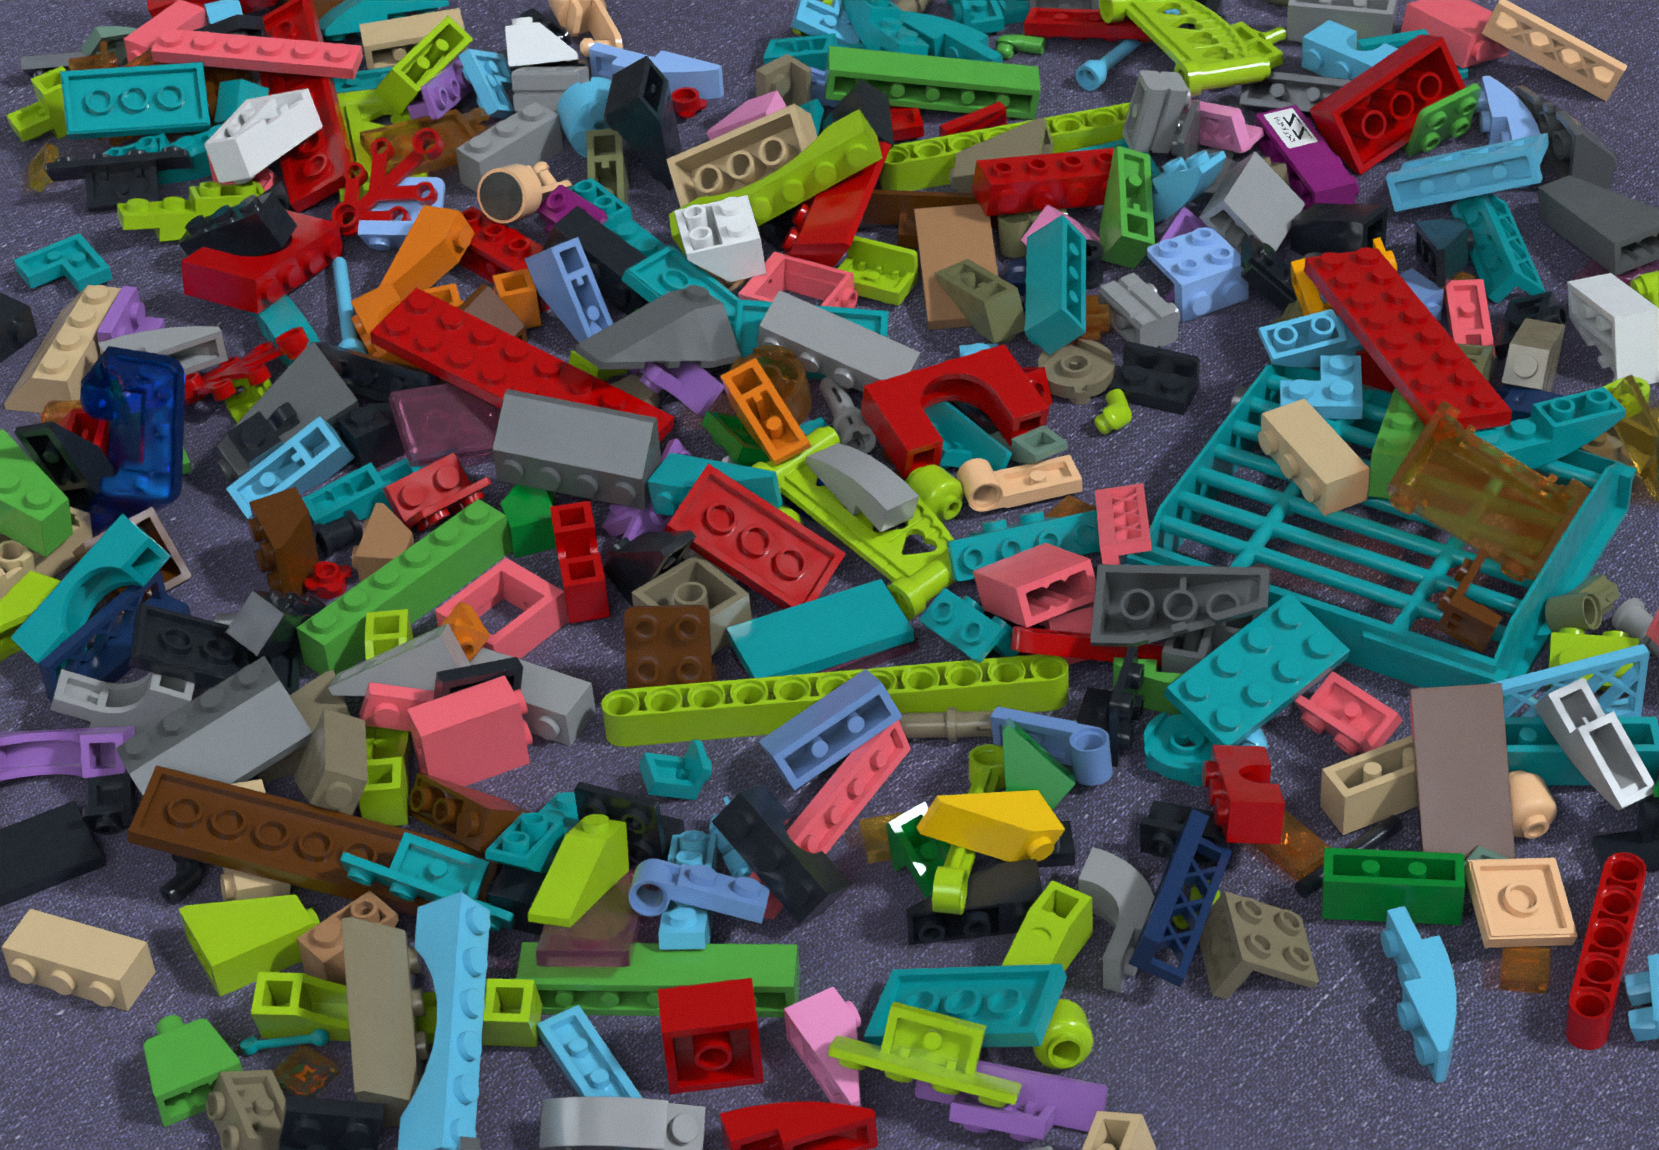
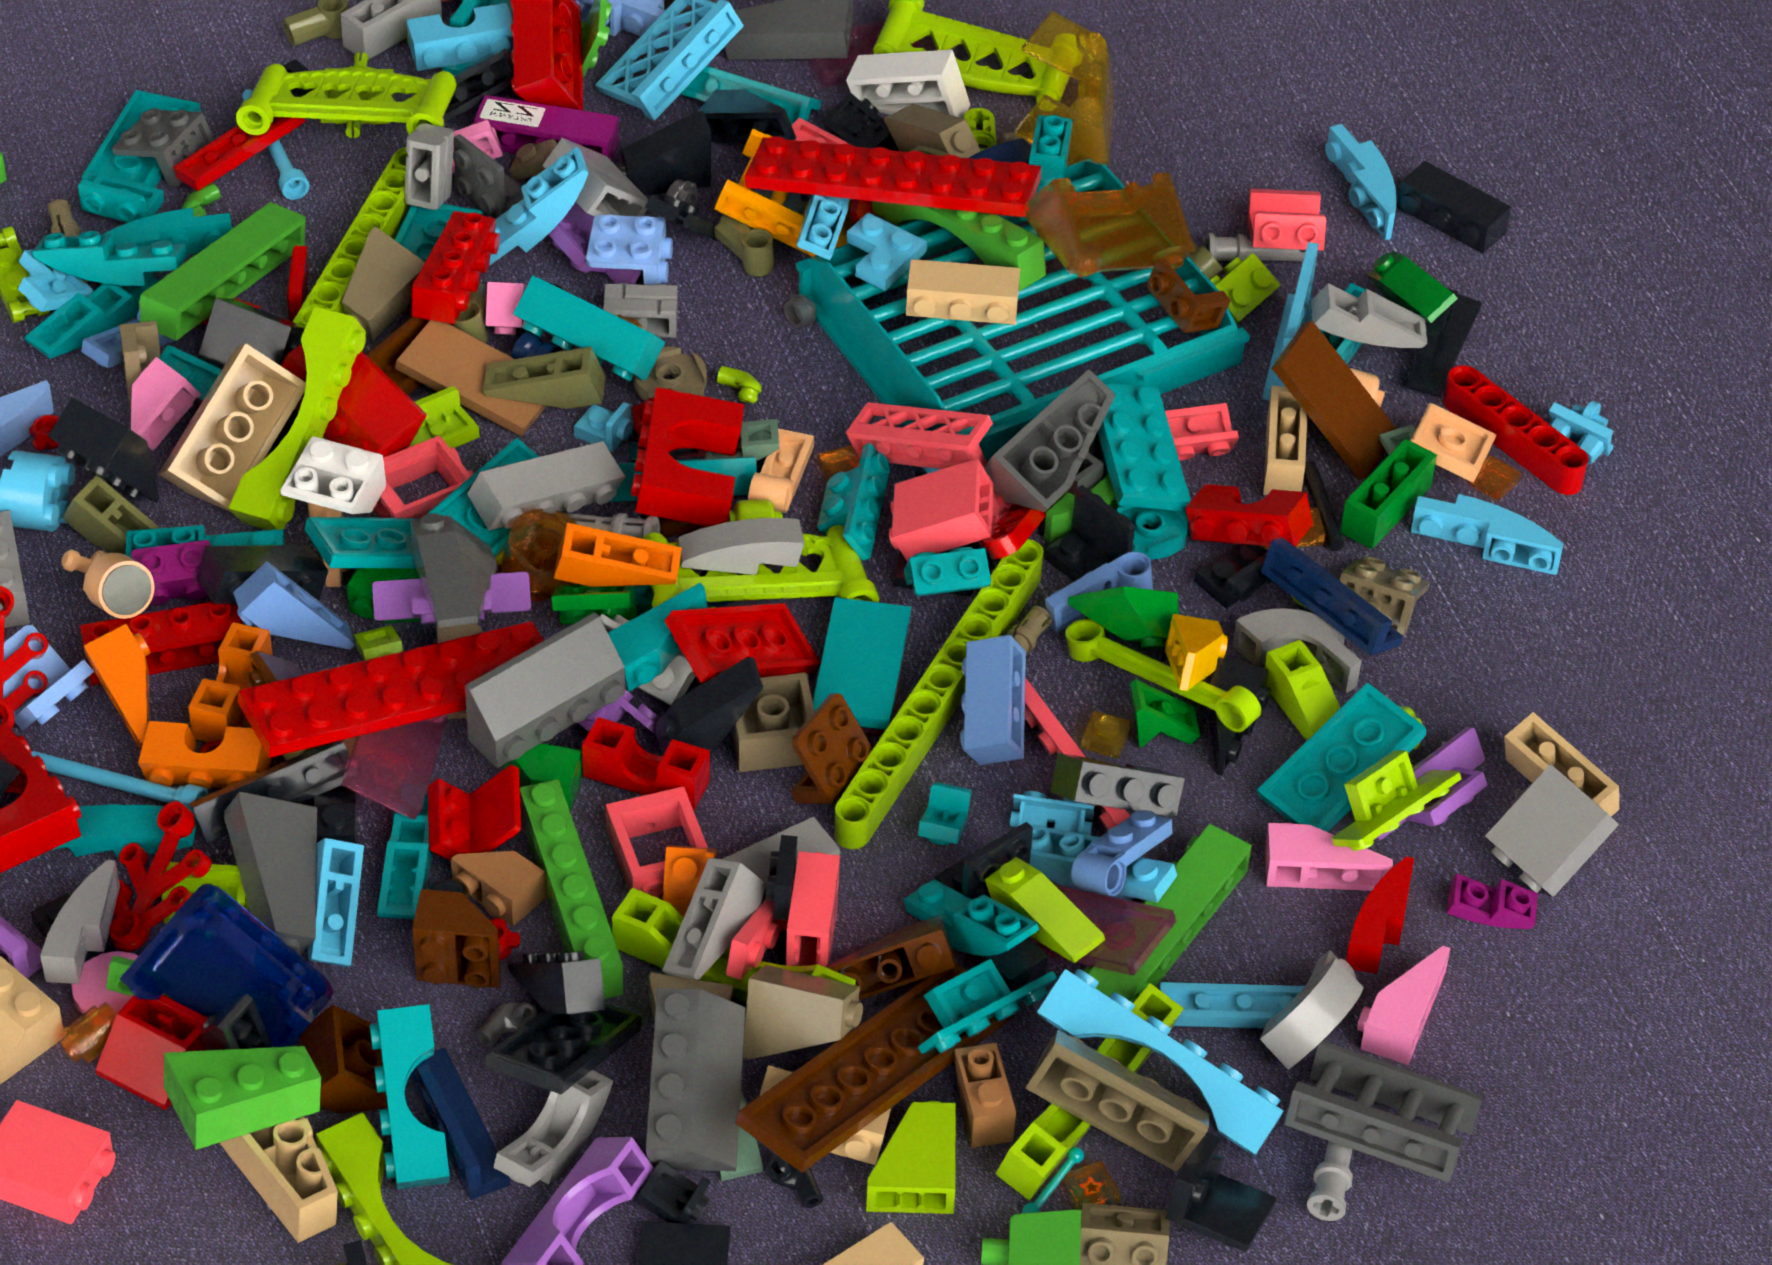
camera: 65 degrees left, 5 degrees up
(260, 437) = (297, 893): black plate -> none
(710, 1036) = (1265, 912): red brick -> none
(1128, 209) = (530, 245): bright green slope -> none
(1158, 377) = (726, 340): black bracket -> none

